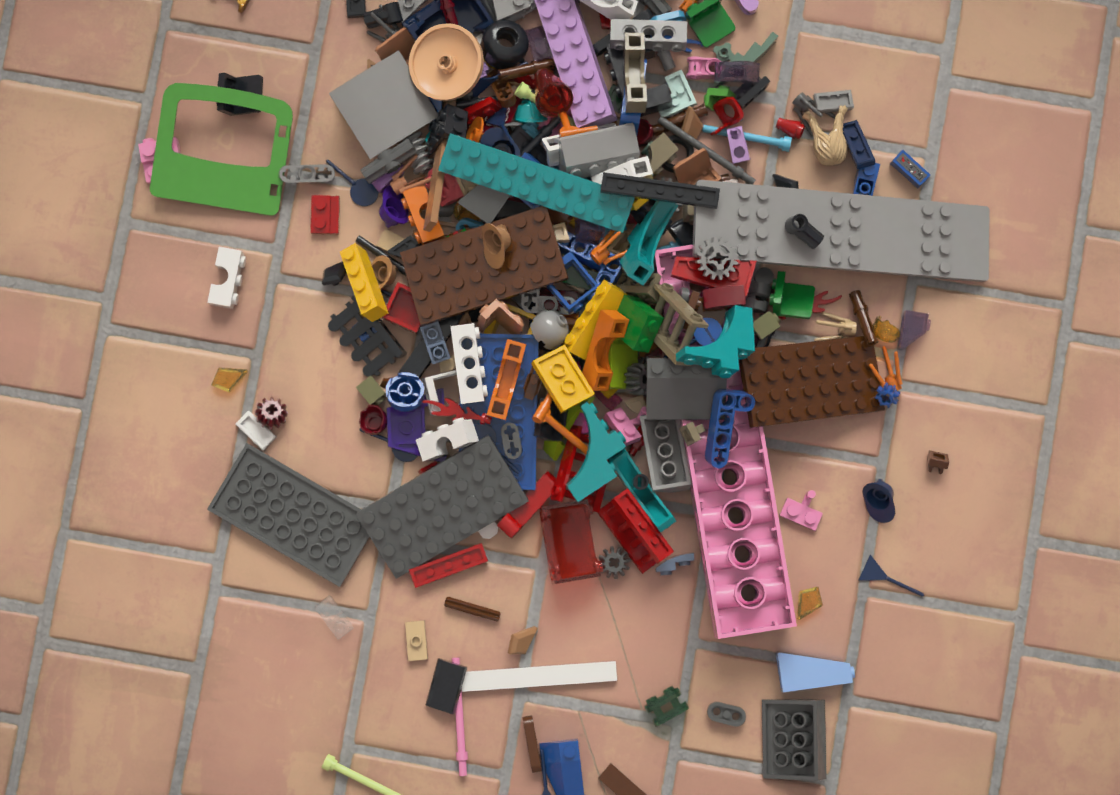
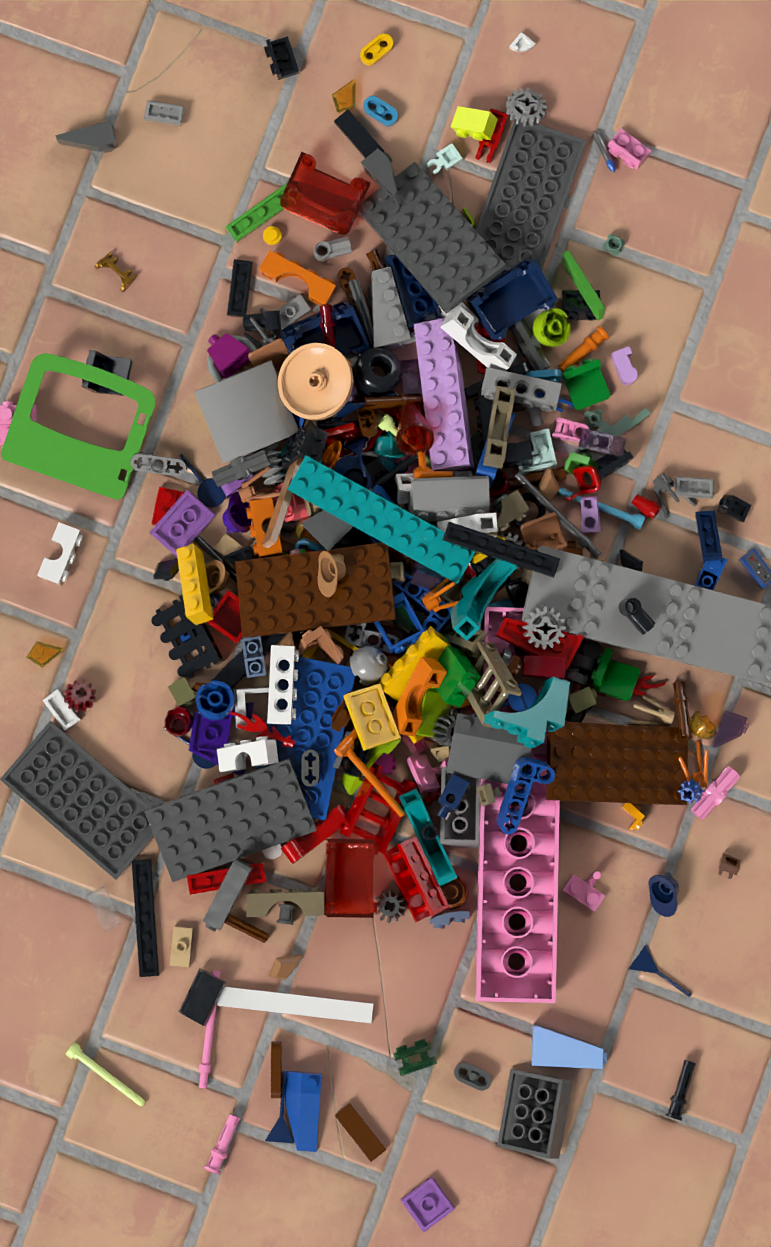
camera: 15 degrees right, 0 degrees up
(340, 225) = (182, 522): none -> medium lavender tile
(355, 54) = (227, 355): none -> magenta torso
(375, 619) = (145, 918): none -> black tile
(452, 581) = (227, 894): none -> dark grey slope
(486, 583) = (260, 903): none -> dark tan arch
(506, 379) = (316, 707): orange arch -> none
(513, 589) = (286, 914): none -> dark grey bush
(602, 445) = (387, 812): teal arch -> none
(660, 433) = (455, 787): none -> dark blue torso
(676, 537) = (455, 892): none -> dark orange piece
(808, 601) = (575, 980): clear yellow piece -> none
(829, 148) = (682, 534): tan hair -> none
(834, 425) = (633, 810): none -> light orange bracket
(875, 113) = (733, 507): none -> black bracket
(910, 393) = (715, 793): none -> bright pink piece
(932, 699) = (678, 1100): none -> black pin

